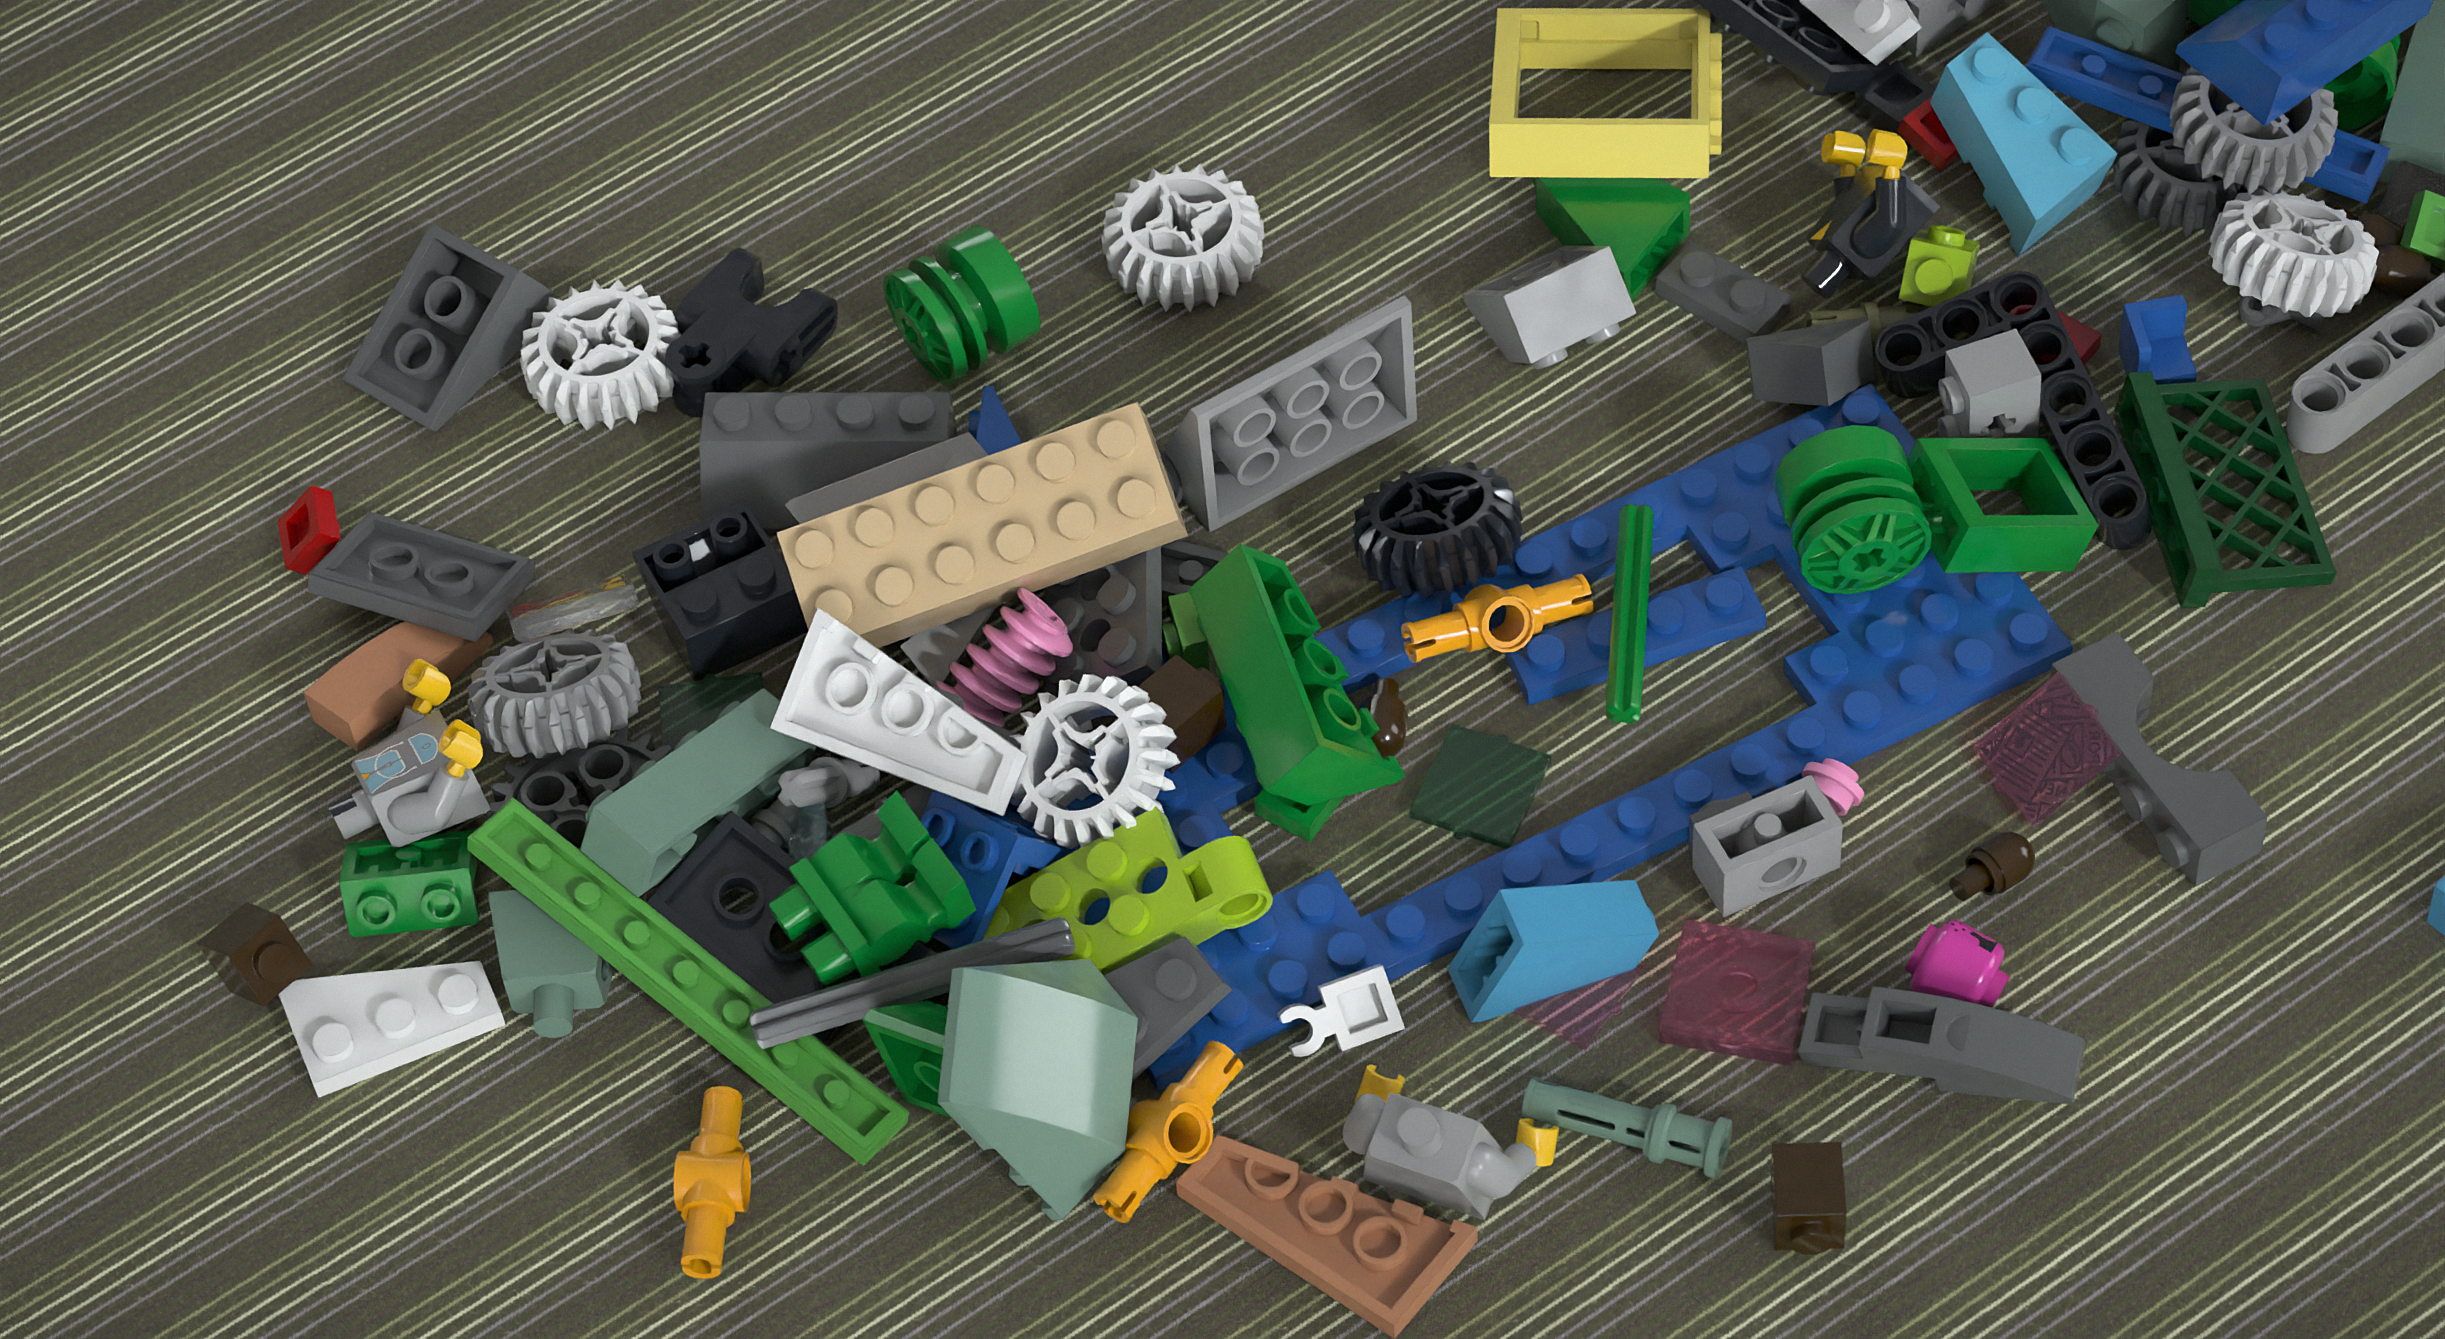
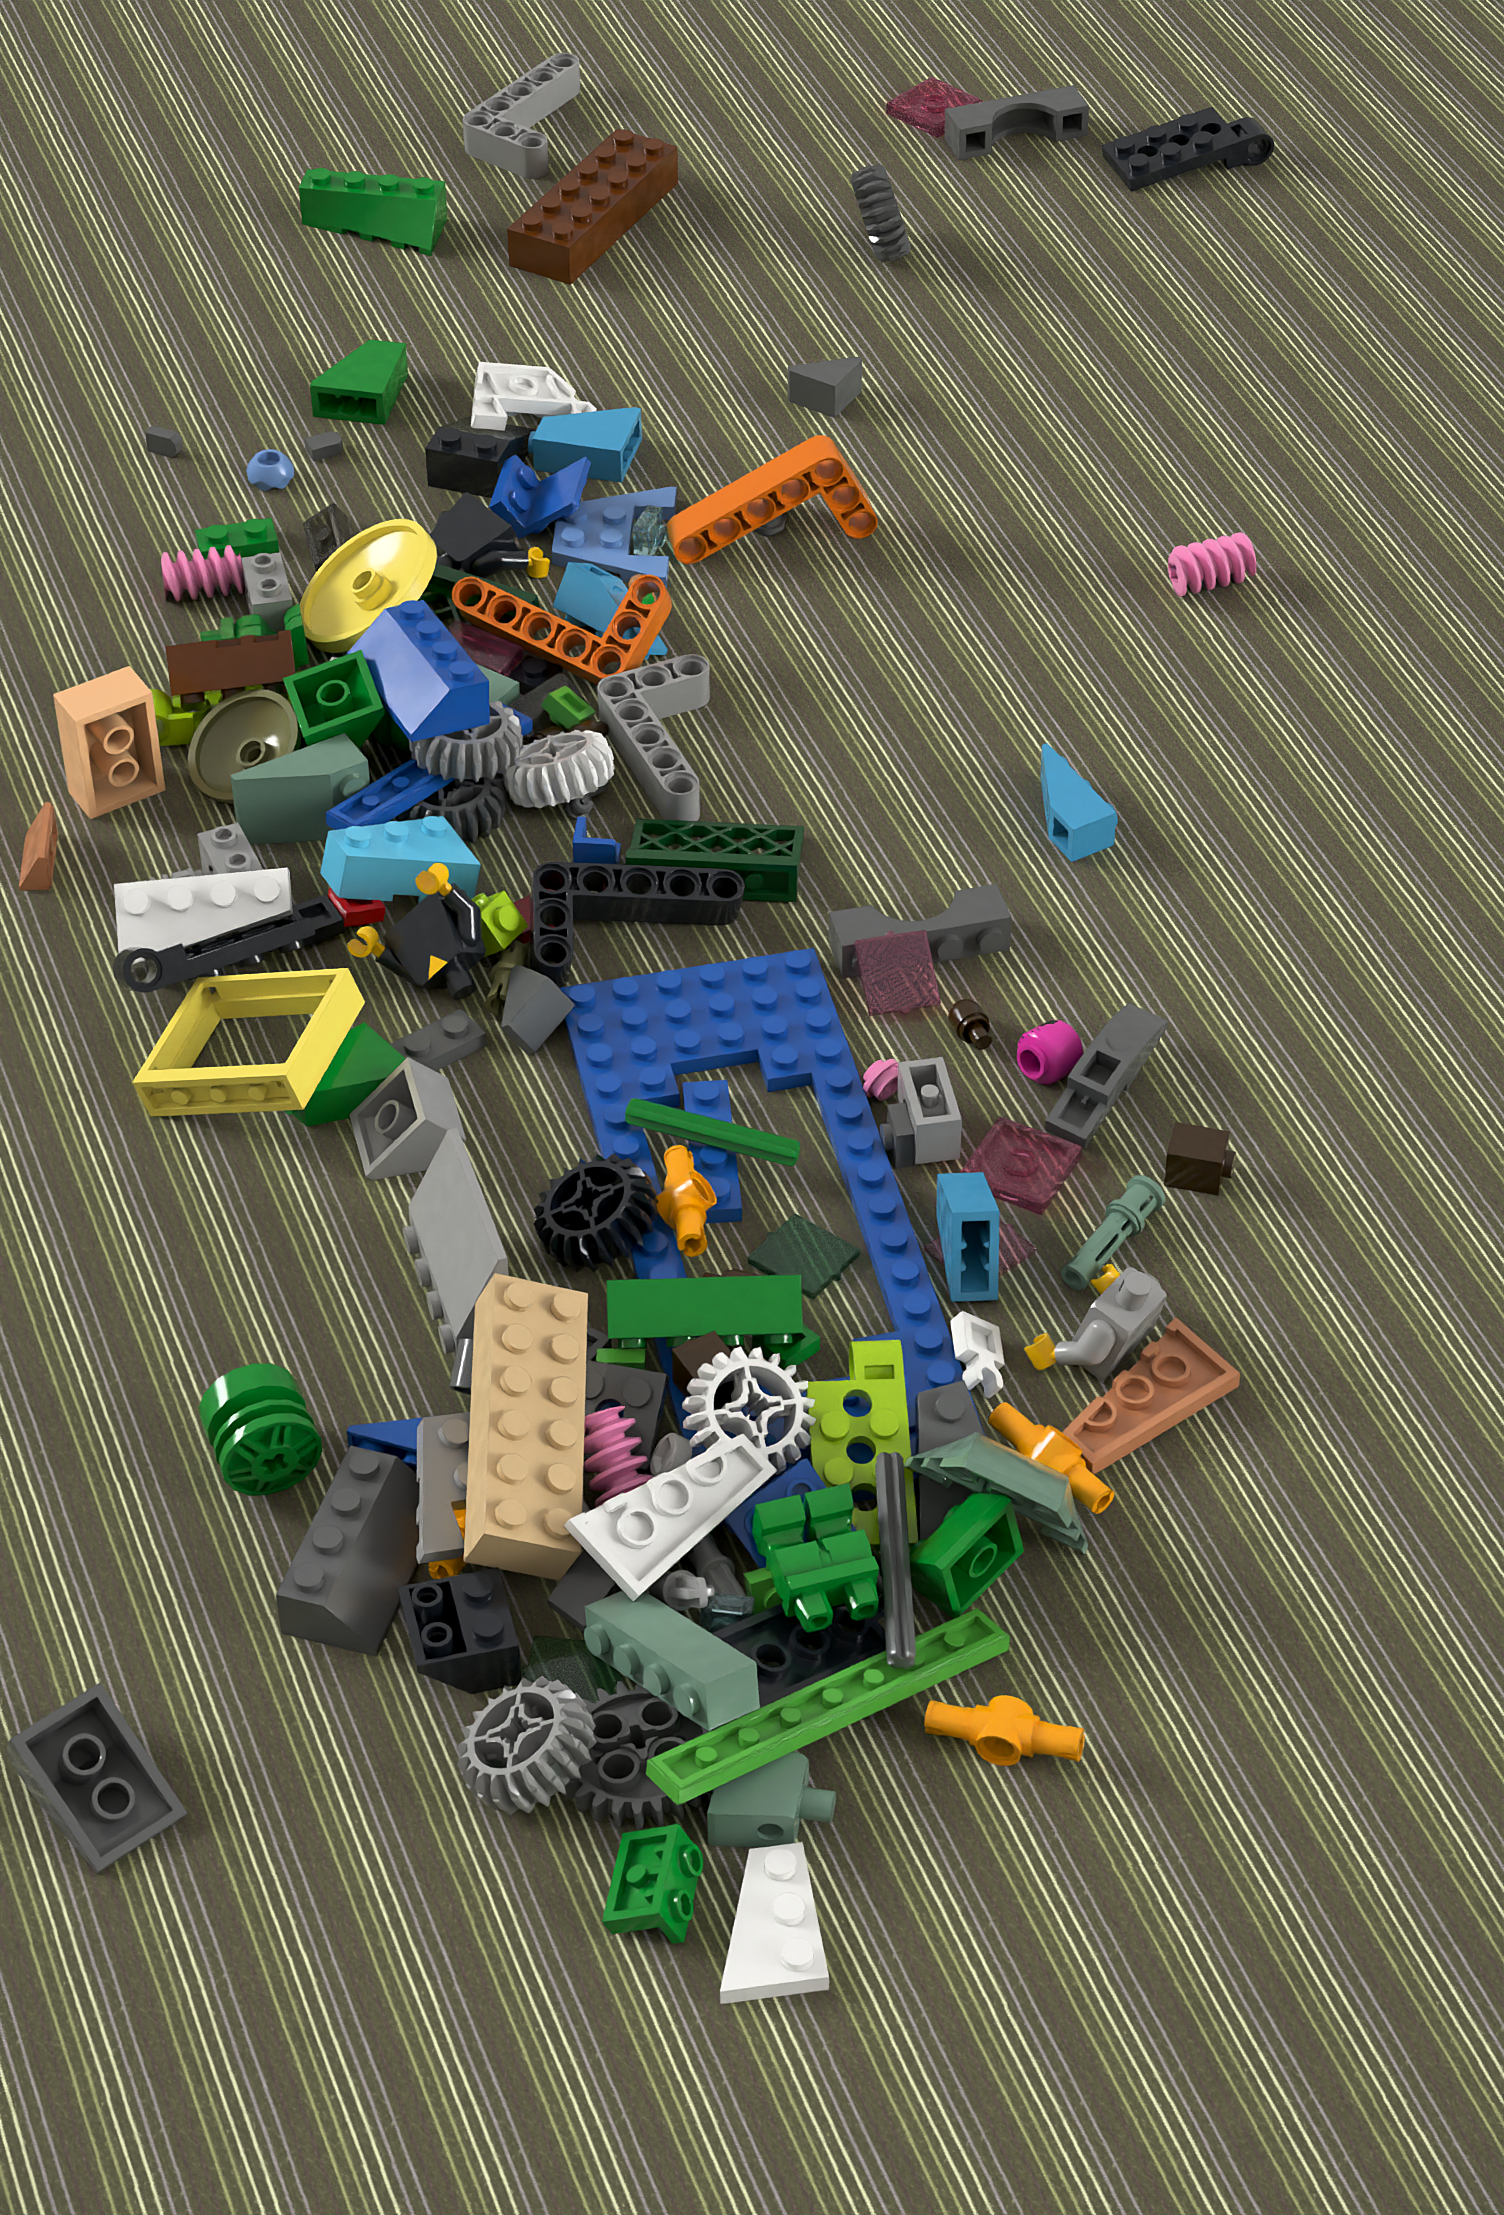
camera: 80 degrees left, 10 degrees down
(254, 954) = (701, 1987): dark brown brick -> none
(308, 530) = (264, 1905): red plate -> none
(367, 686) = (447, 1865): nougat slope -> none
(419, 775) = (572, 1847): light grey torso -> none
(421, 576) = (350, 1832): dark grey tile -> none
(572, 608) = (441, 1724): clear tile -> none
(607, 372) = (173, 1690): white gear -> none
(732, 340) = (203, 1590): black piece -> none
(1183, 237) = (213, 1301): white gear -> none
(1852, 509) = (698, 989): green wheel -> none
(1980, 543) = (703, 933): green window -> none
(1990, 390) = (618, 922): light grey brick -> none

